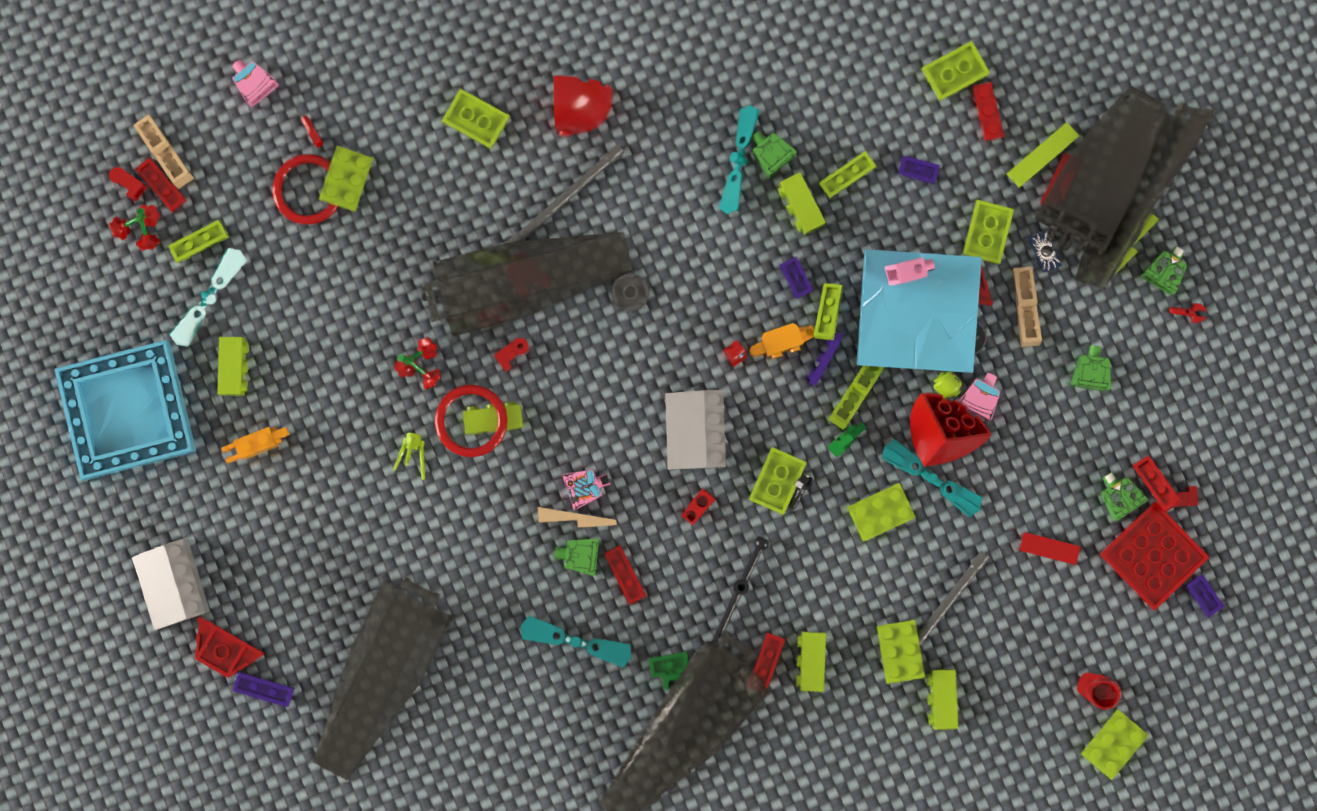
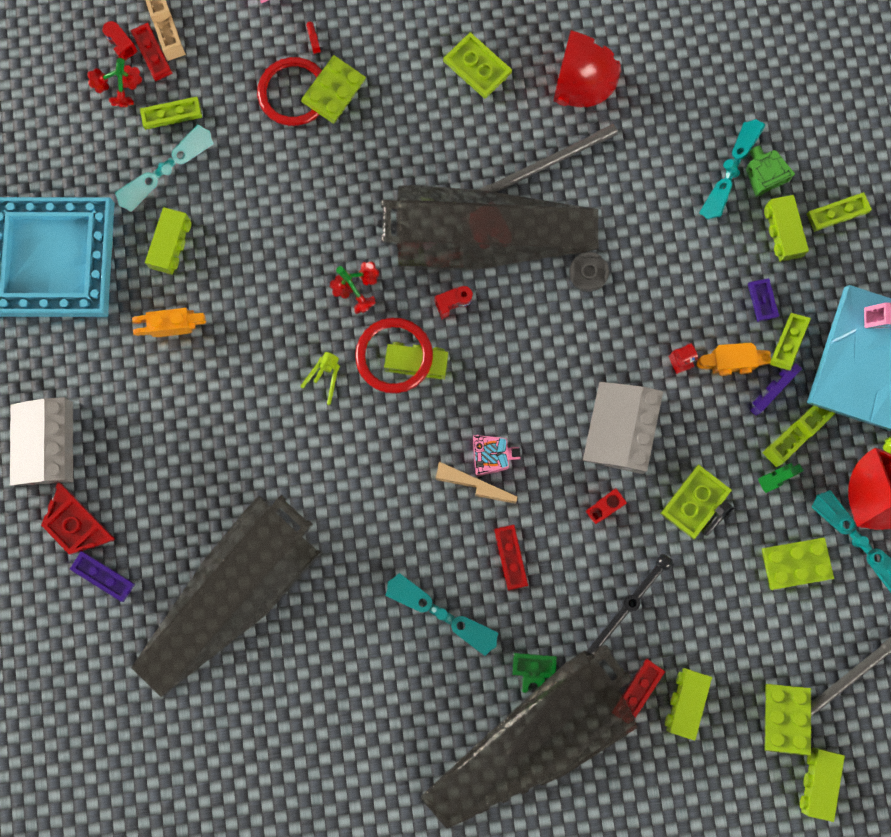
camera: 15 degrees right, 5 degrees down
(579, 555) = (469, 524): bright green torso -> none

